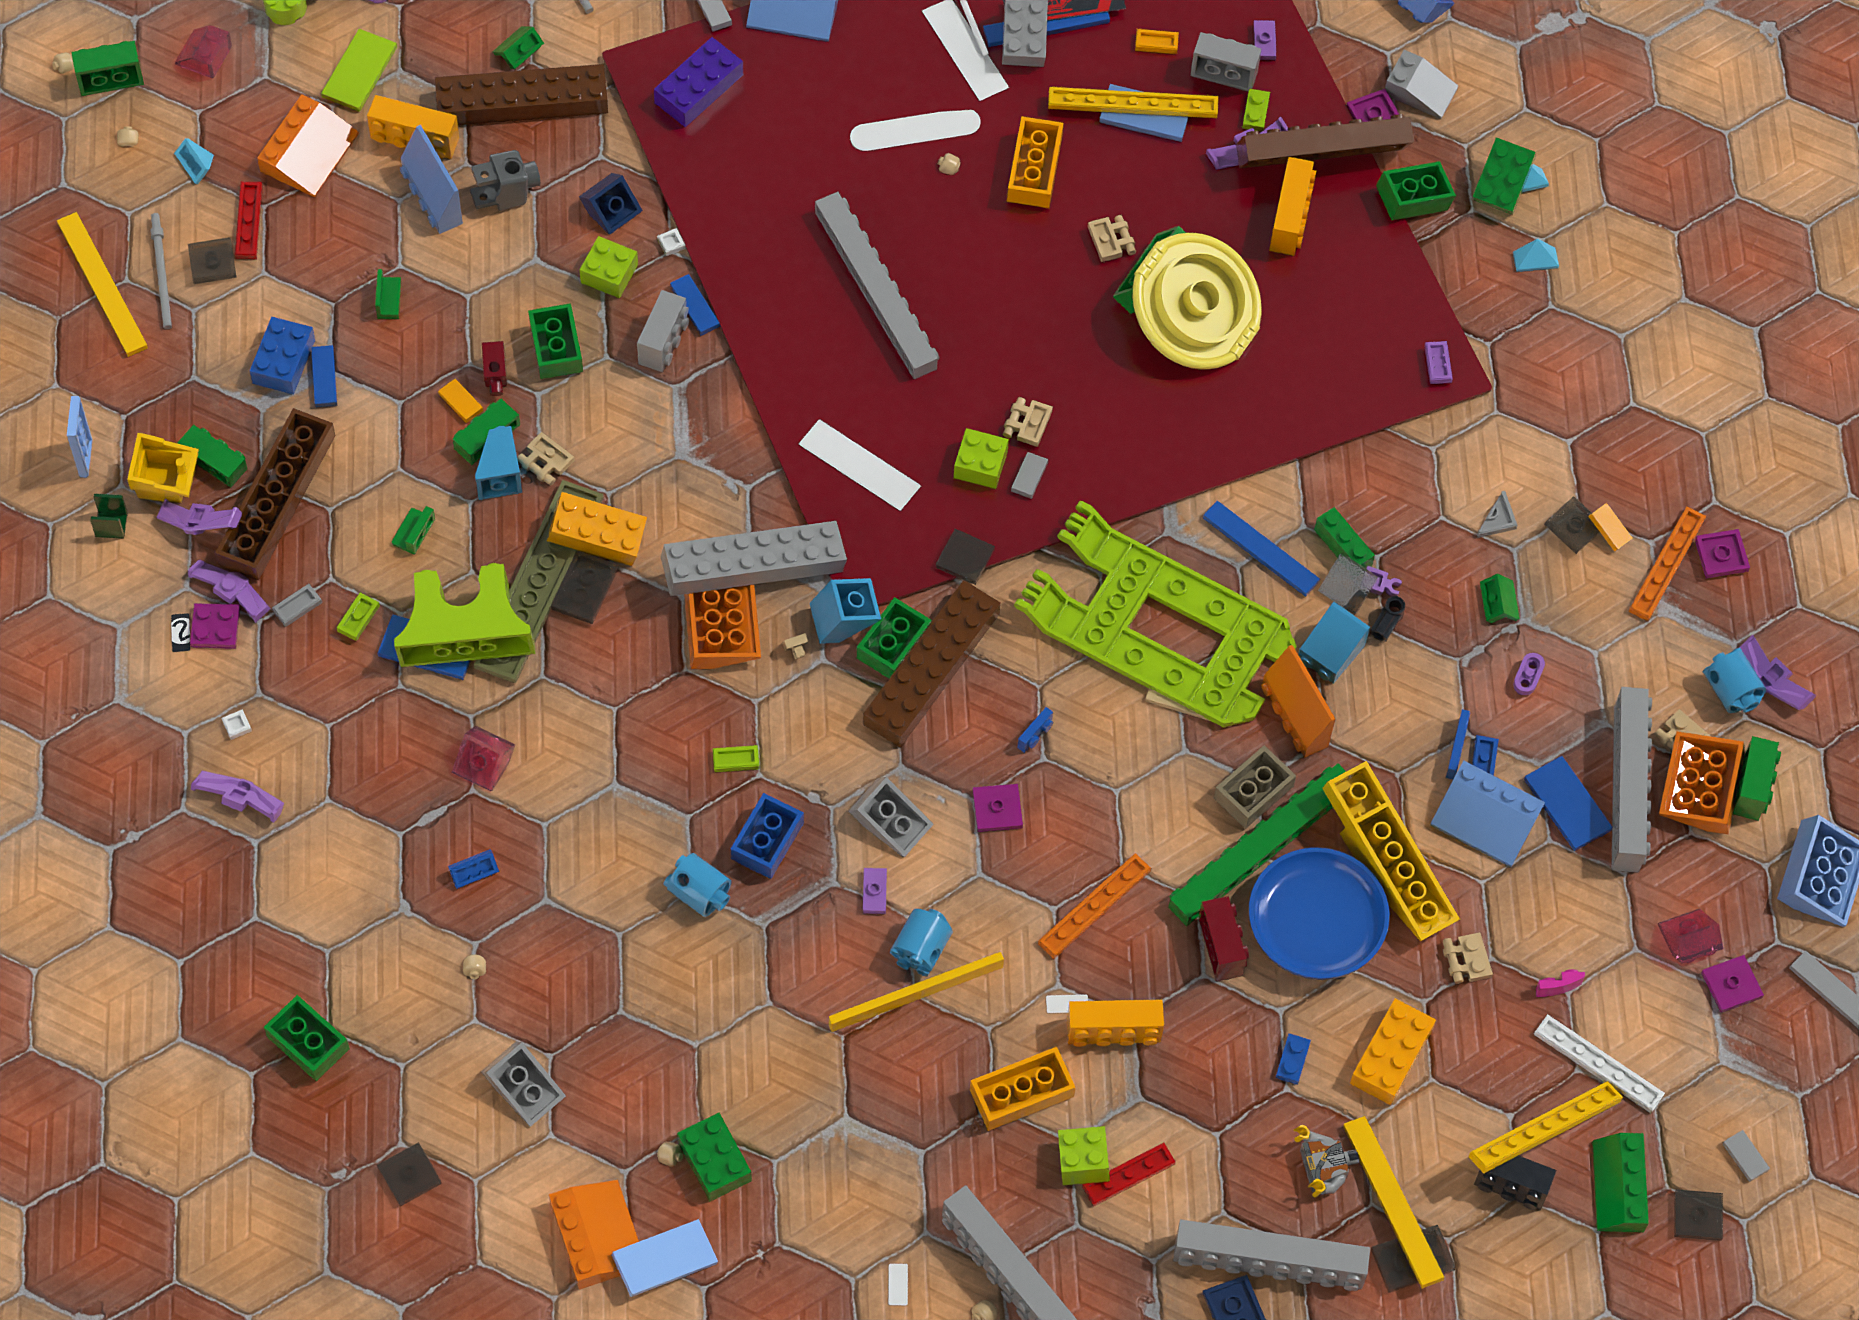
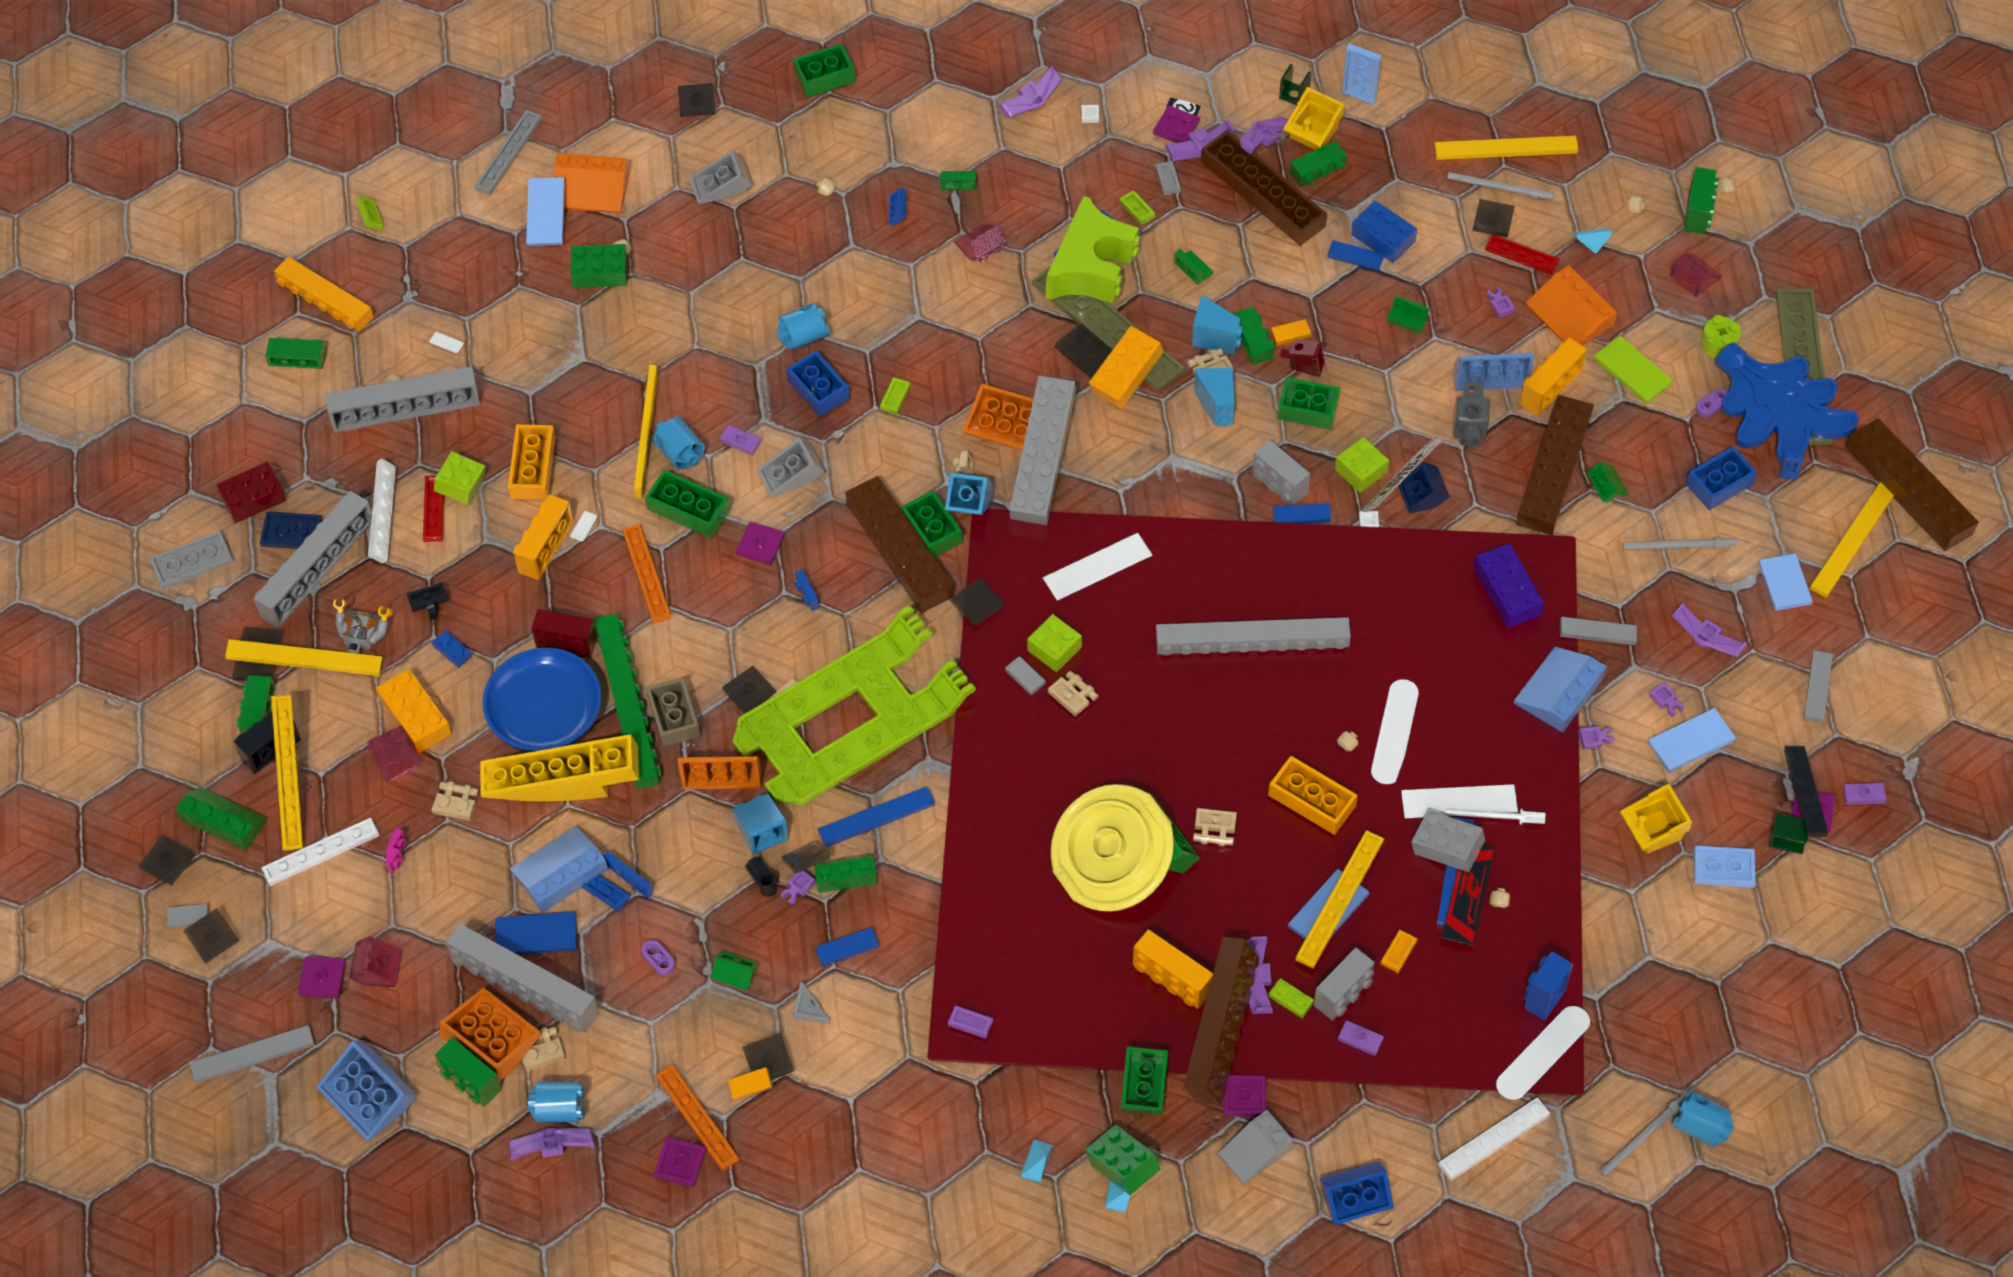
camera: 120 degrees right, 5 degrees down
(329, 213) = (1500, 304): none -> medium lavender plate
(399, 824) = (958, 180): none -> green panel
(589, 427) = (1216, 394): none -> dark azure slope
(594, 223) = (1401, 475): none -> sticker
(992, 896) = (687, 503): none -> green brick
(1163, 1224) = (382, 511): none -> white plate
(1182, 734) = (749, 690): none -> clear smoke plate
(1248, 1114) = (428, 598): none -> black plate
(1417, 511) = (847, 947): none -> blue tile
(1453, 1044) = (393, 753): none -> clear pink brick
(1476, 1222) = (256, 701): none -> green brick
(1755, 1116) = (211, 935): none -> clear smoke plate

